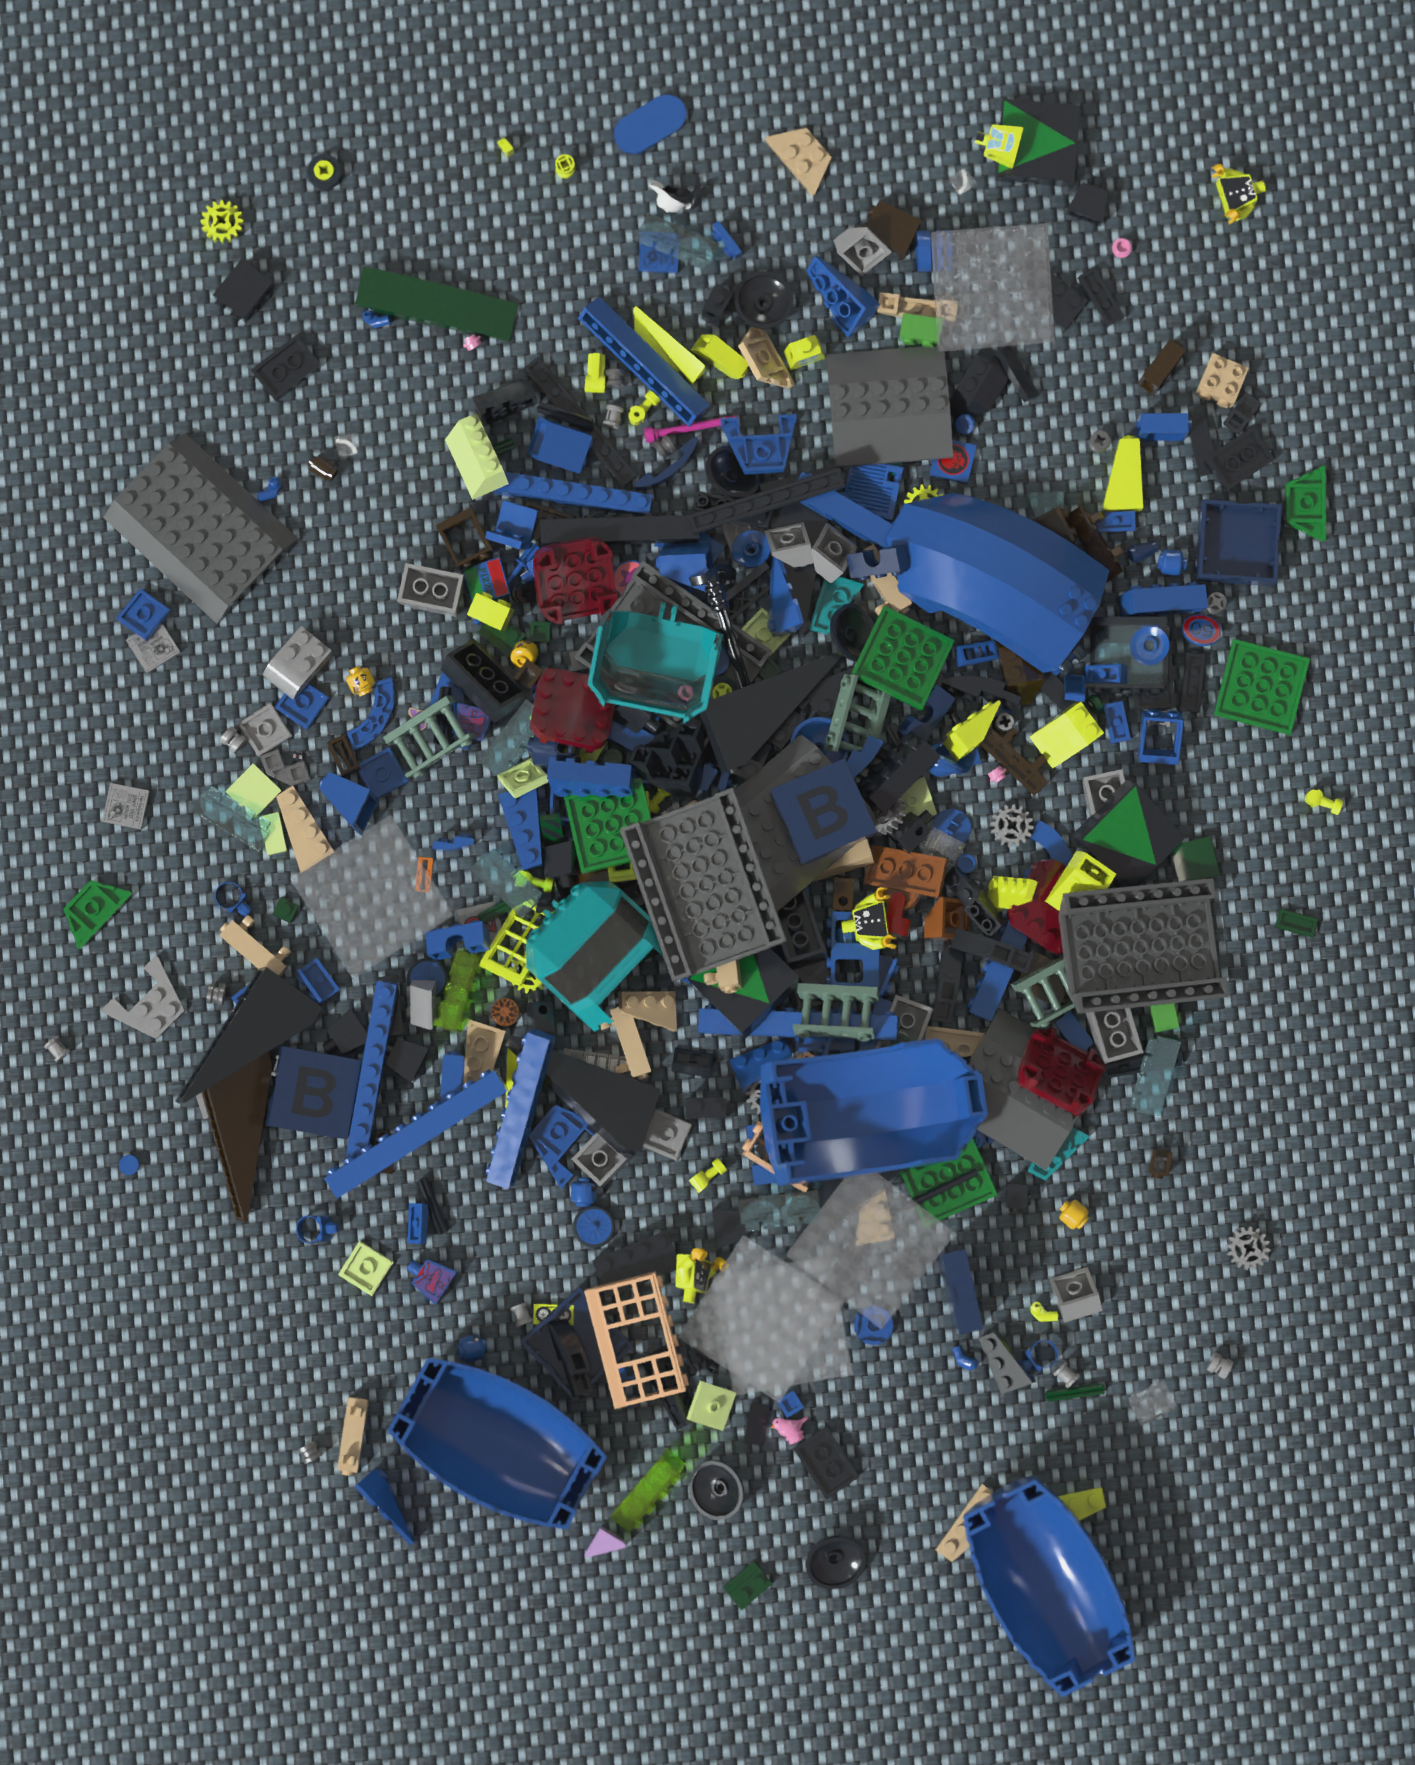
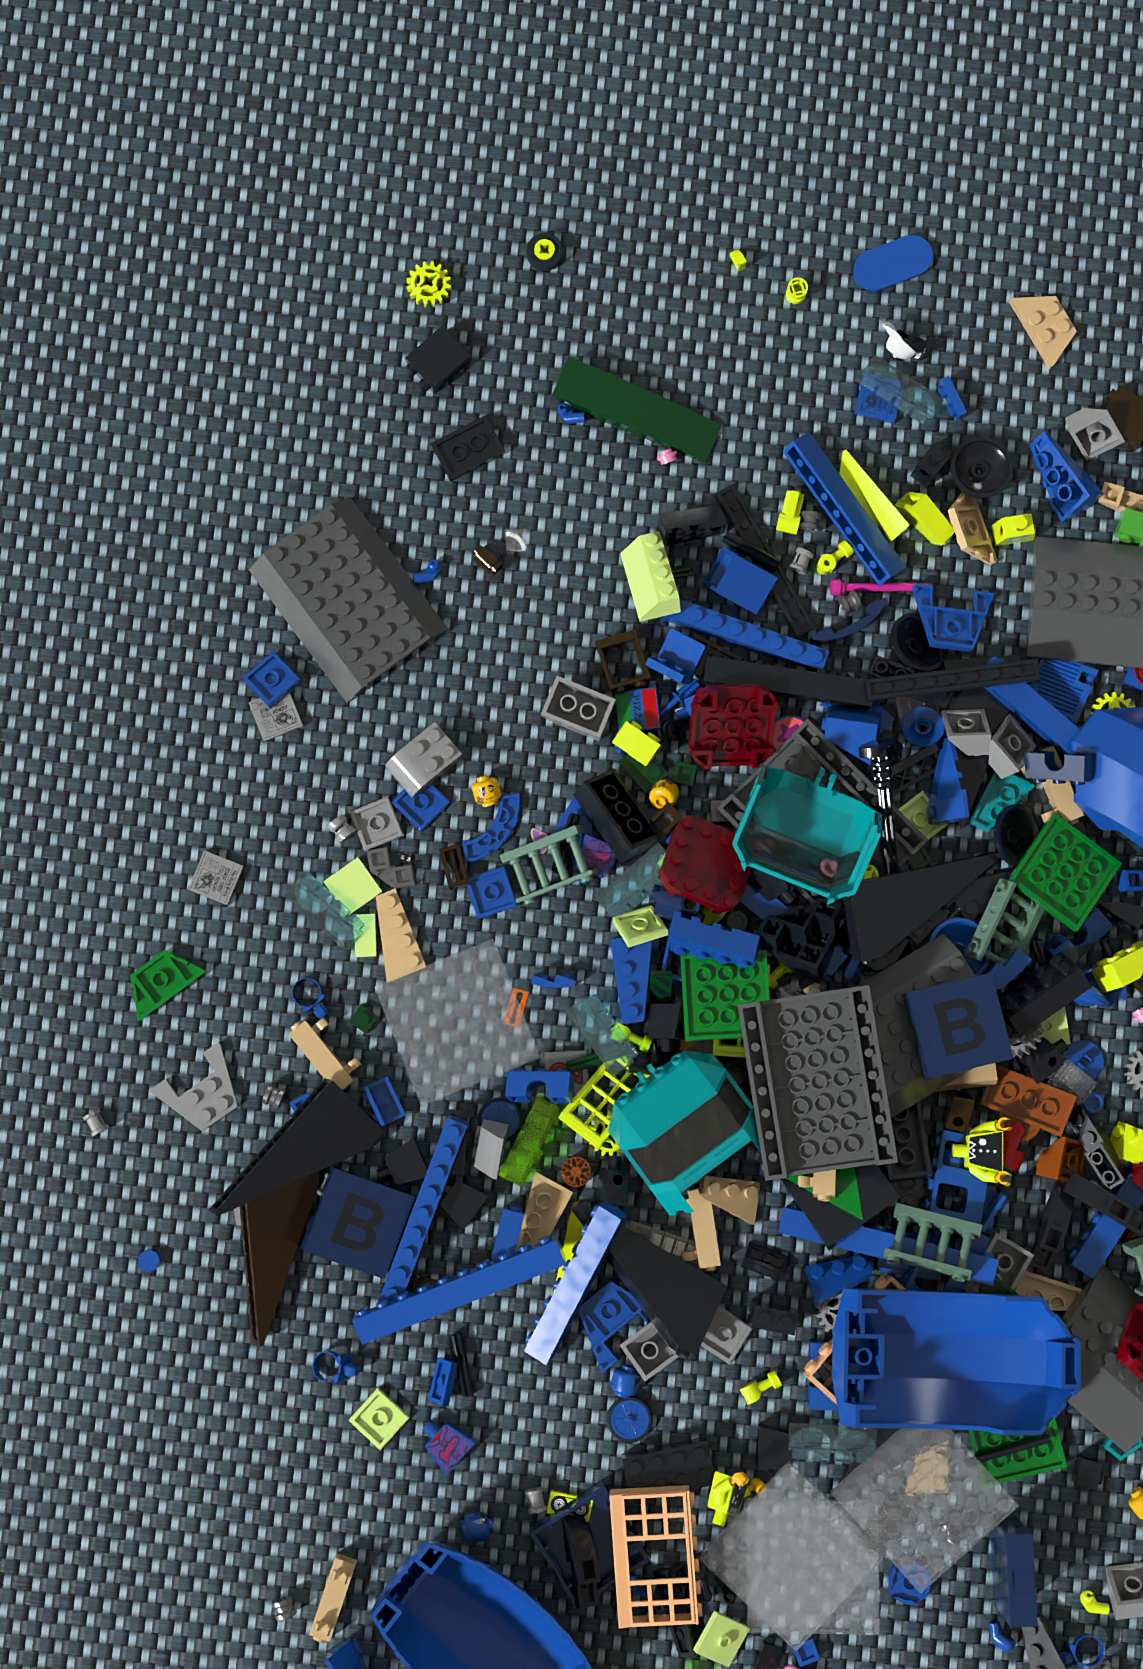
camera: 10 degrees right, 0 degrees up
(350, 799) = (453, 916): blue slope -> none

